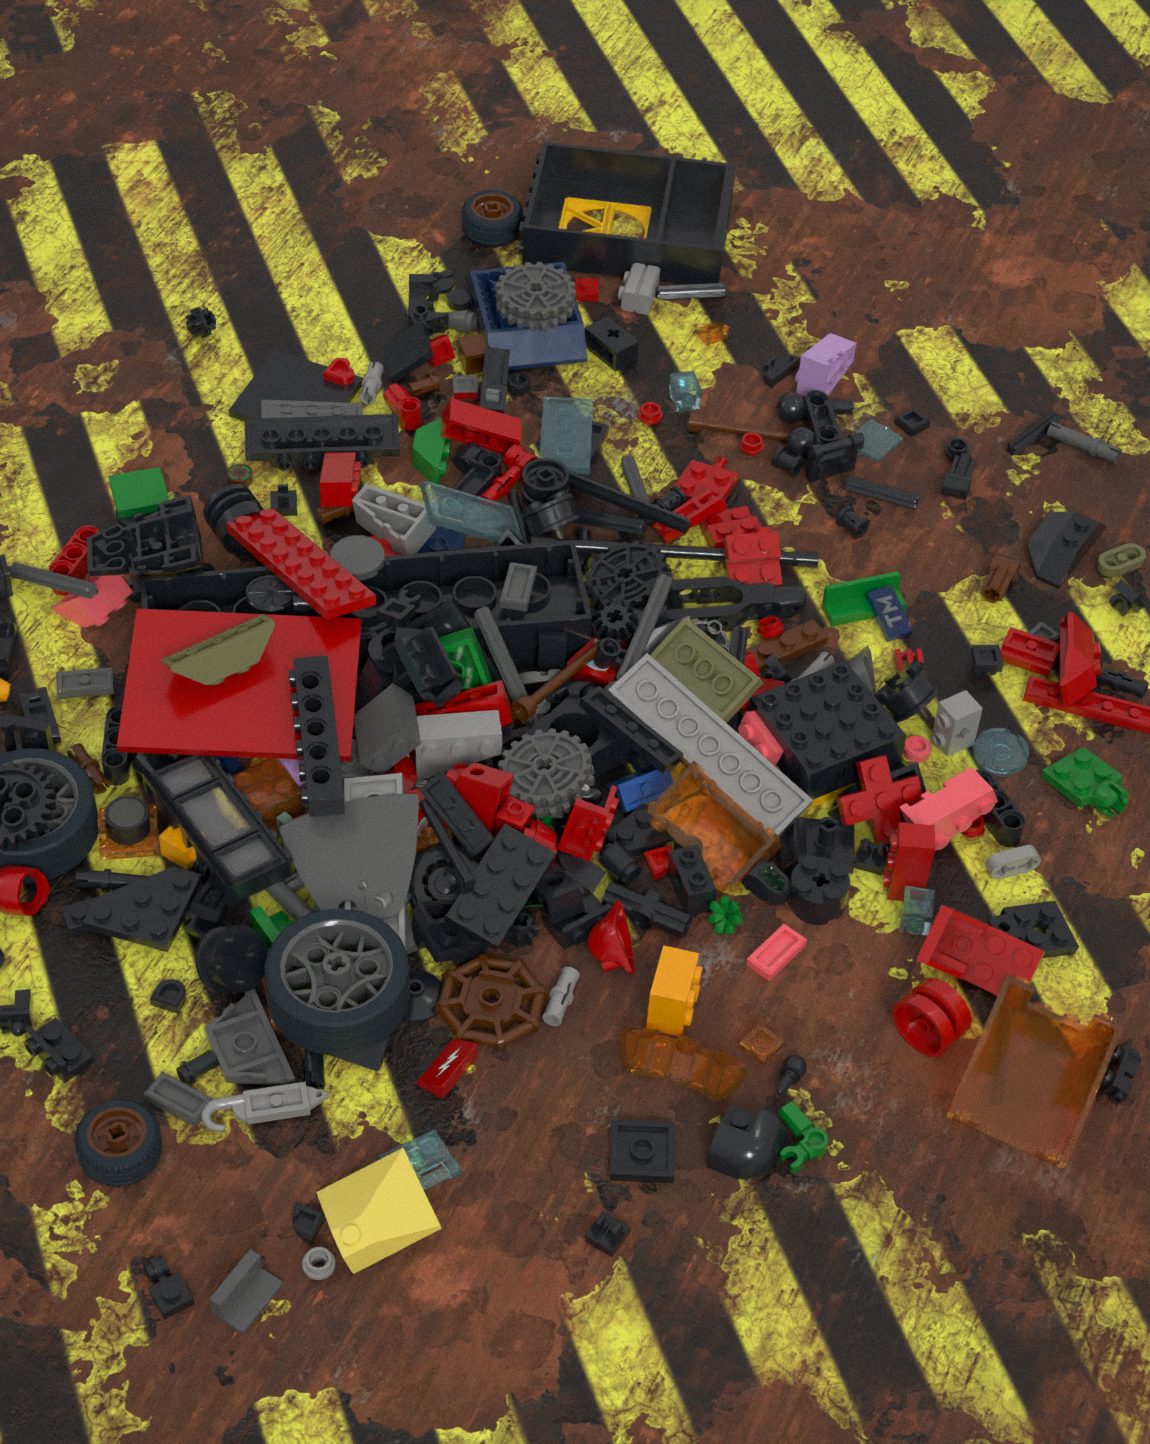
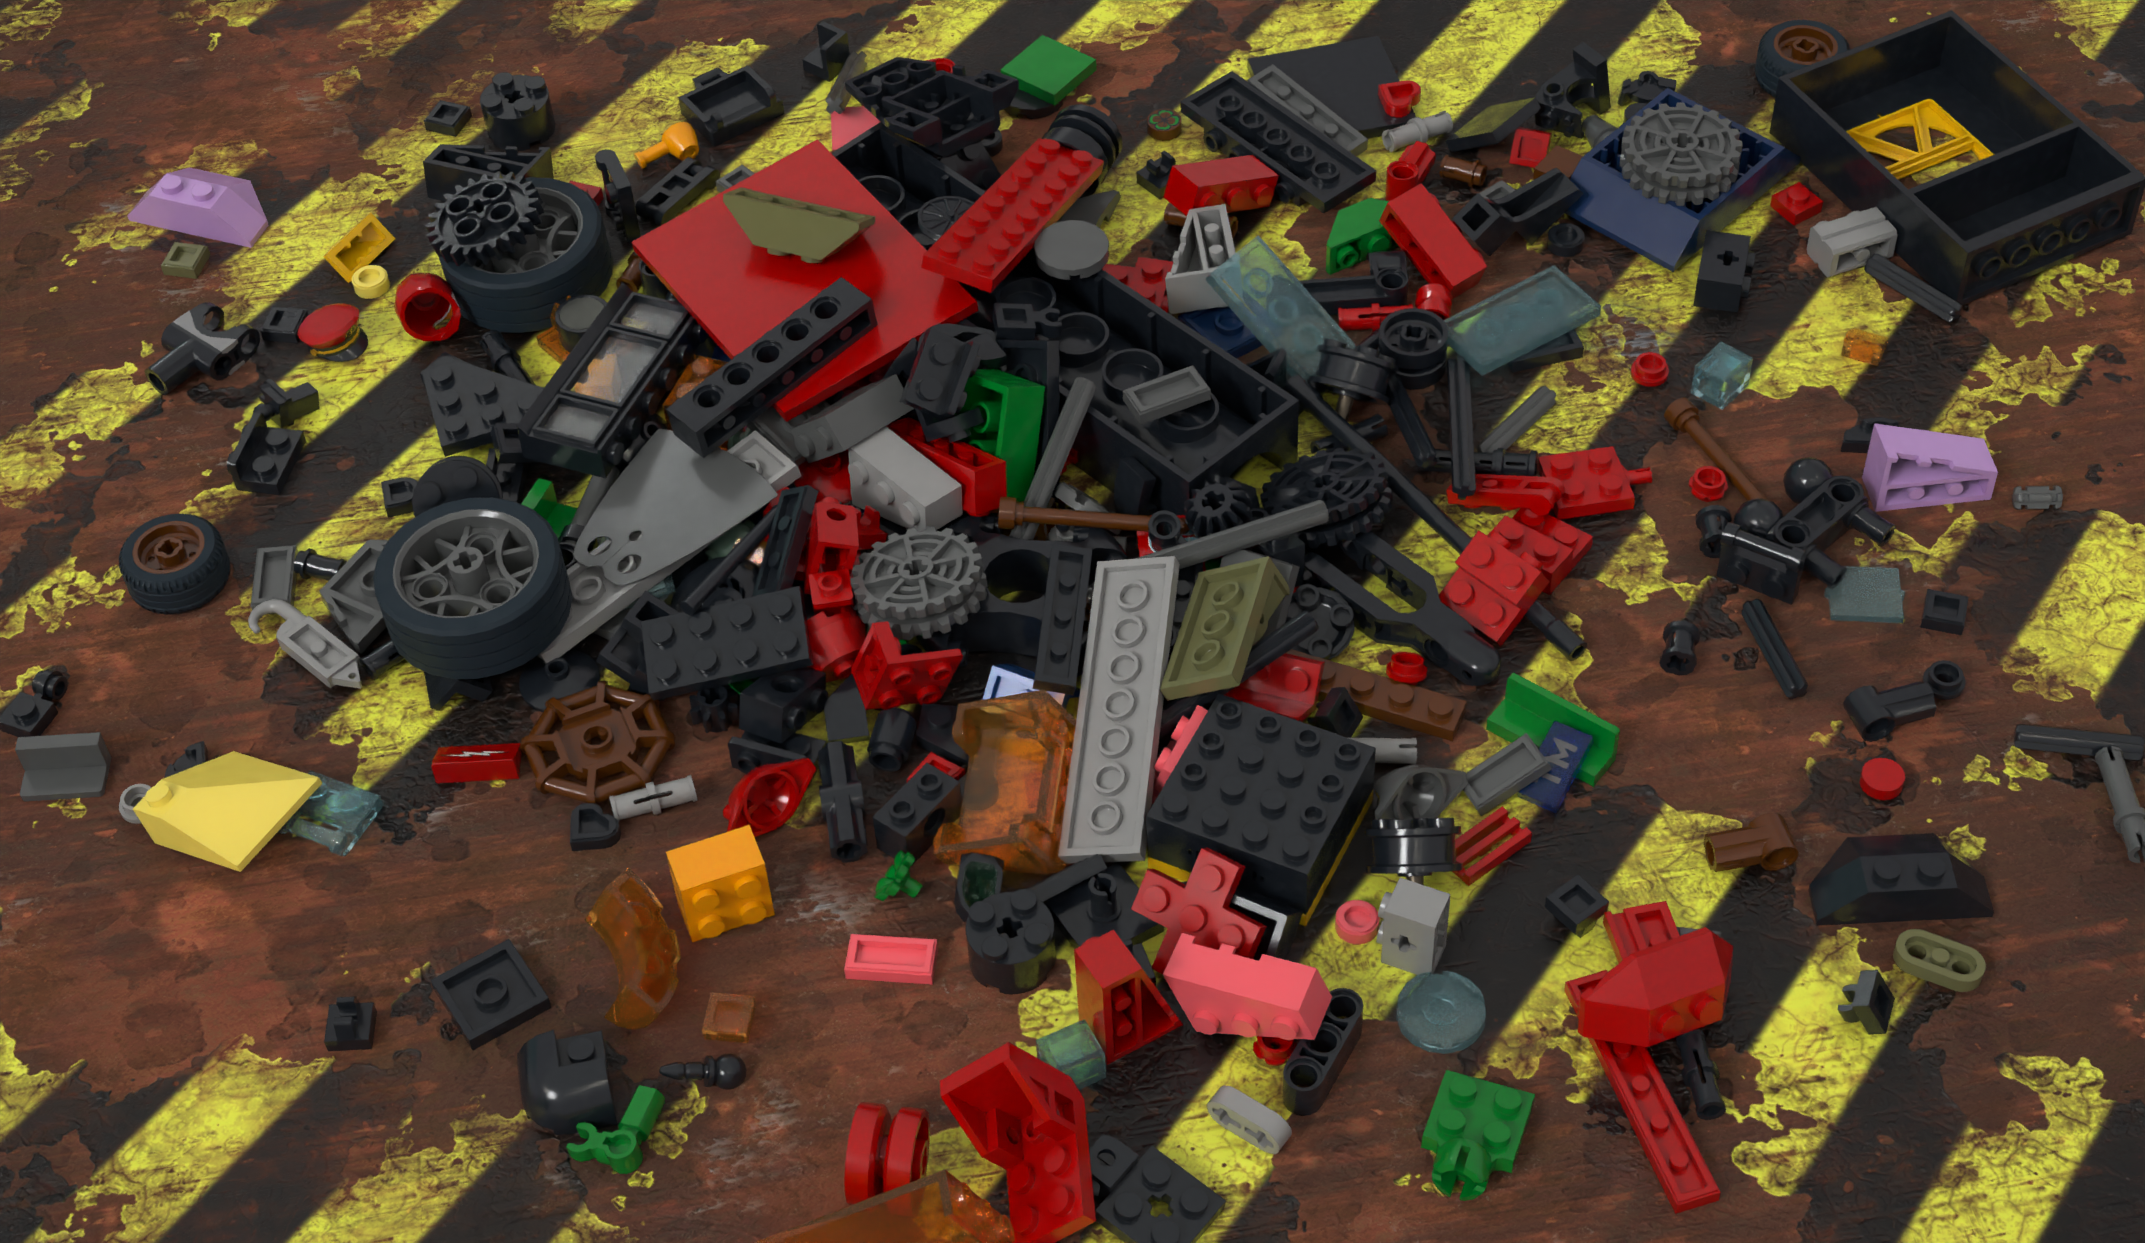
camera: 60 degrees right, 0 degrees up
(554, 1038) = (592, 828): none -> black tile
(872, 345) = (2037, 497): none -> dark grey piece
(878, 632) = (1505, 774): none -> dark grey tile
(995, 509) = (1882, 778): none -> red tile

